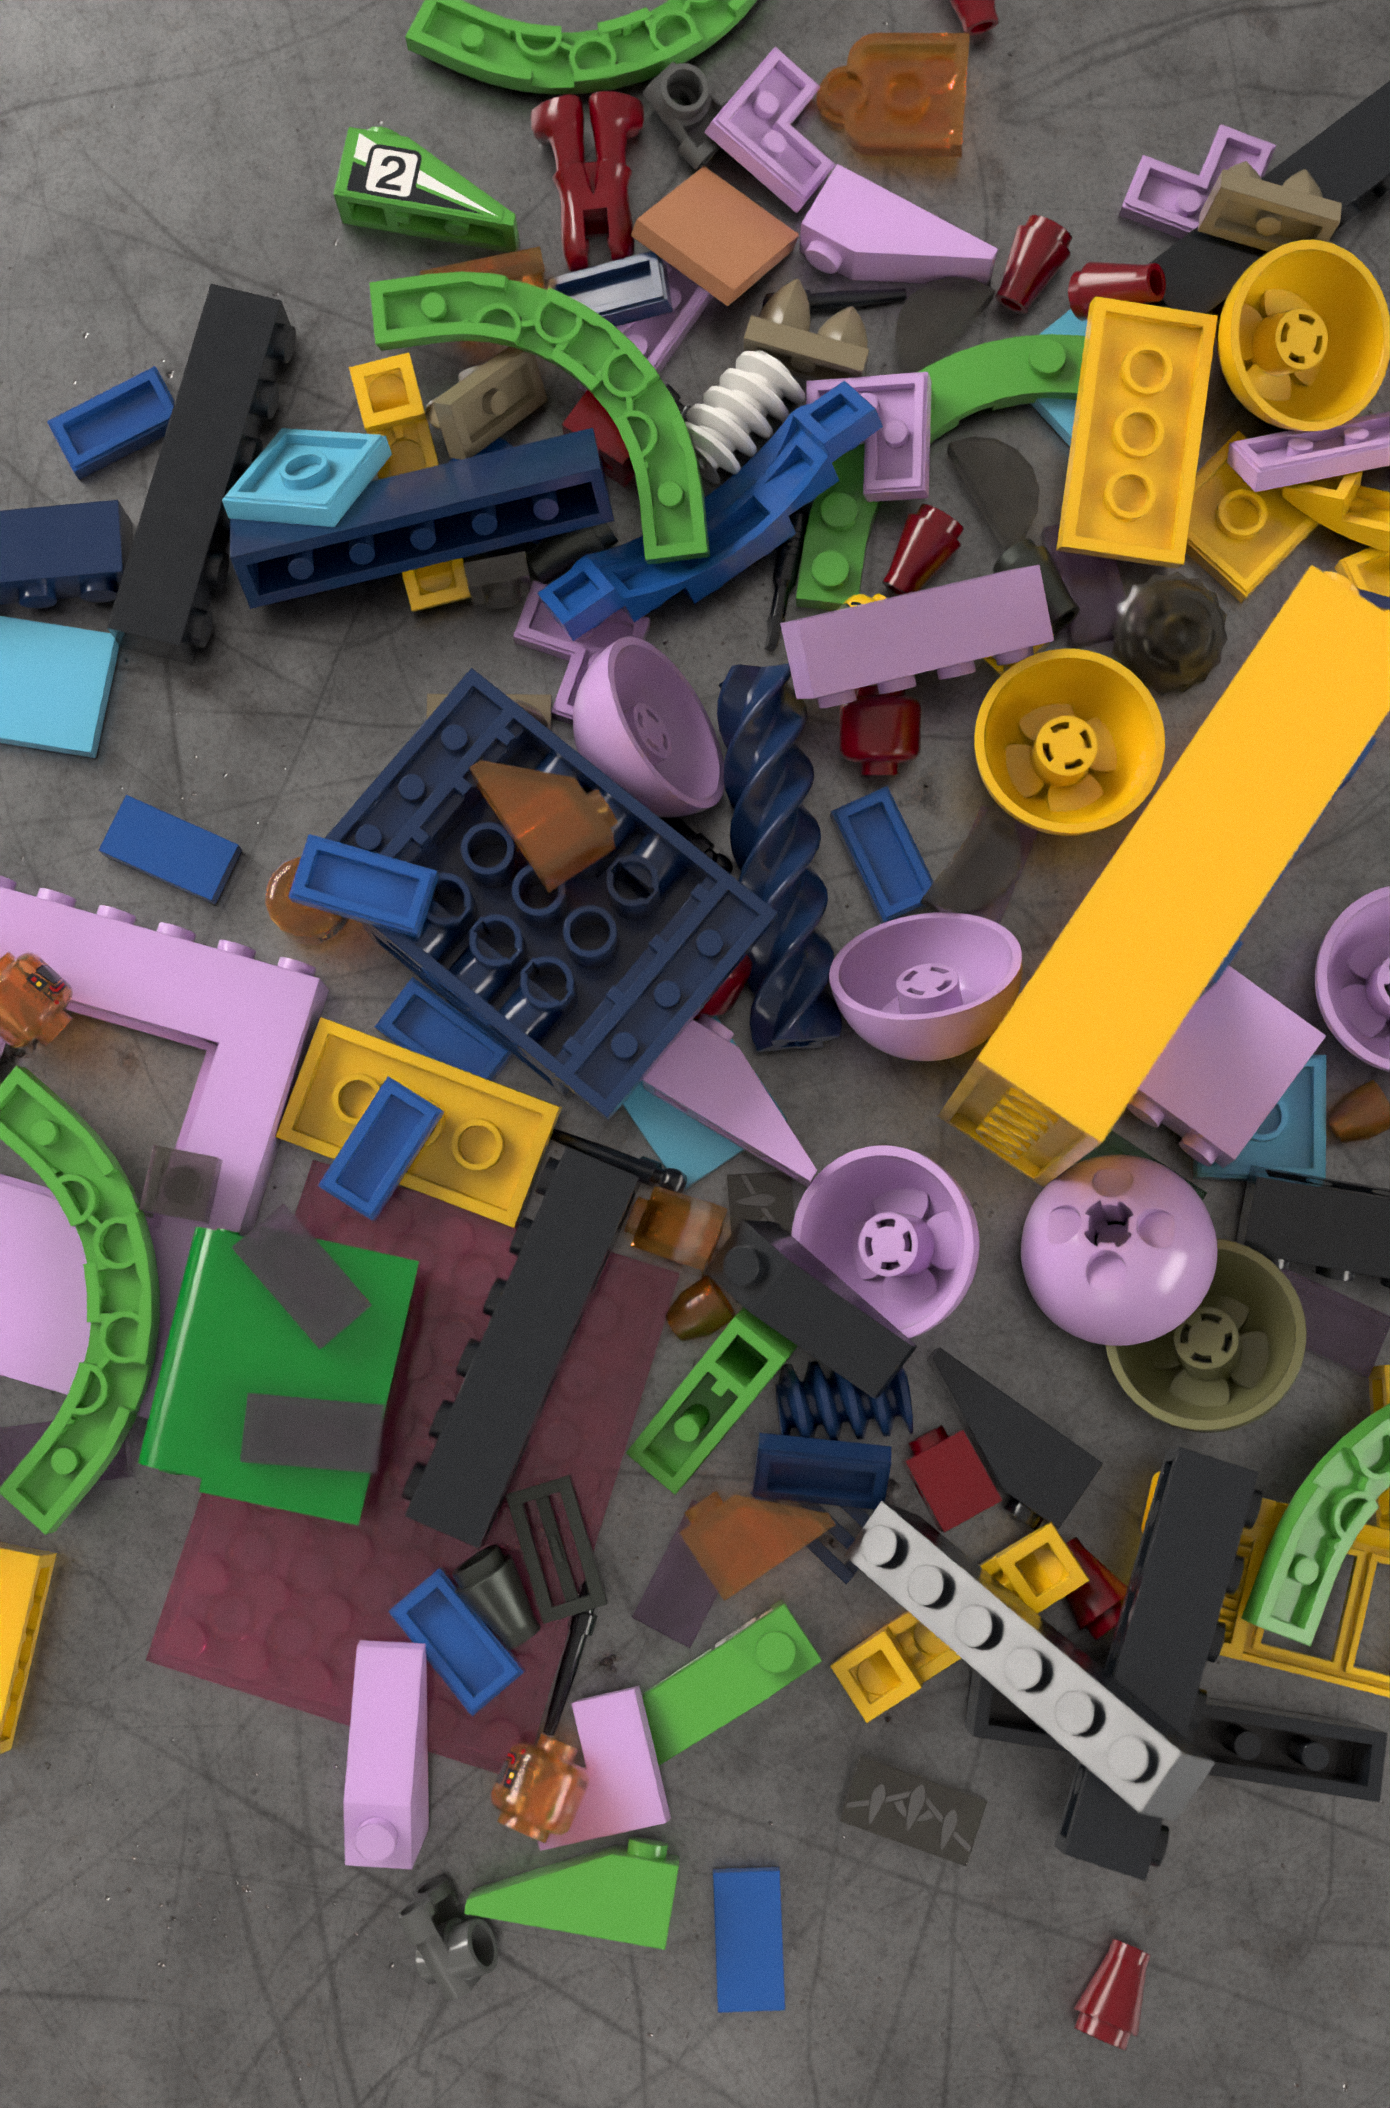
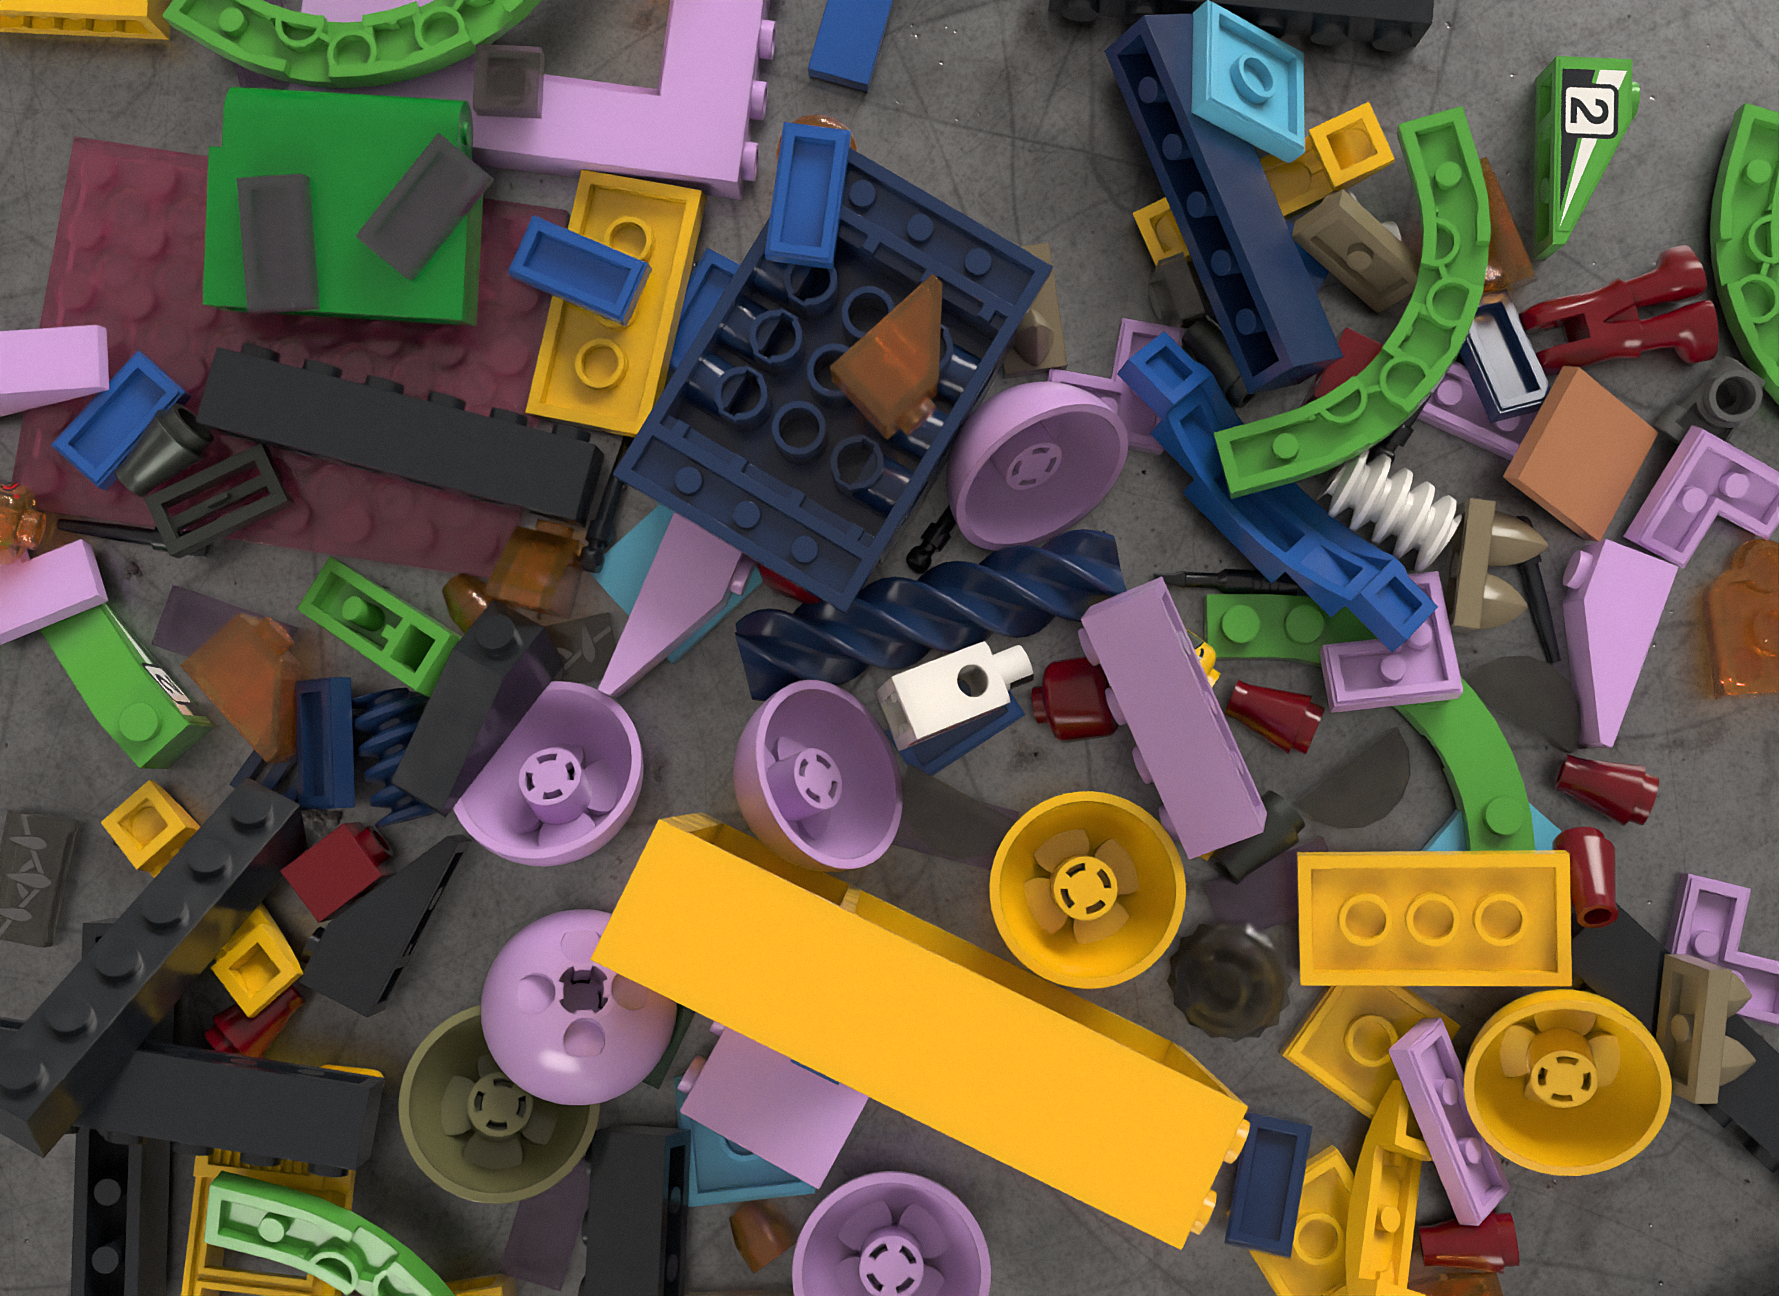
camera: 80 degrees right, 5 degrees up
(862, 846) = (928, 698): none -> white torso

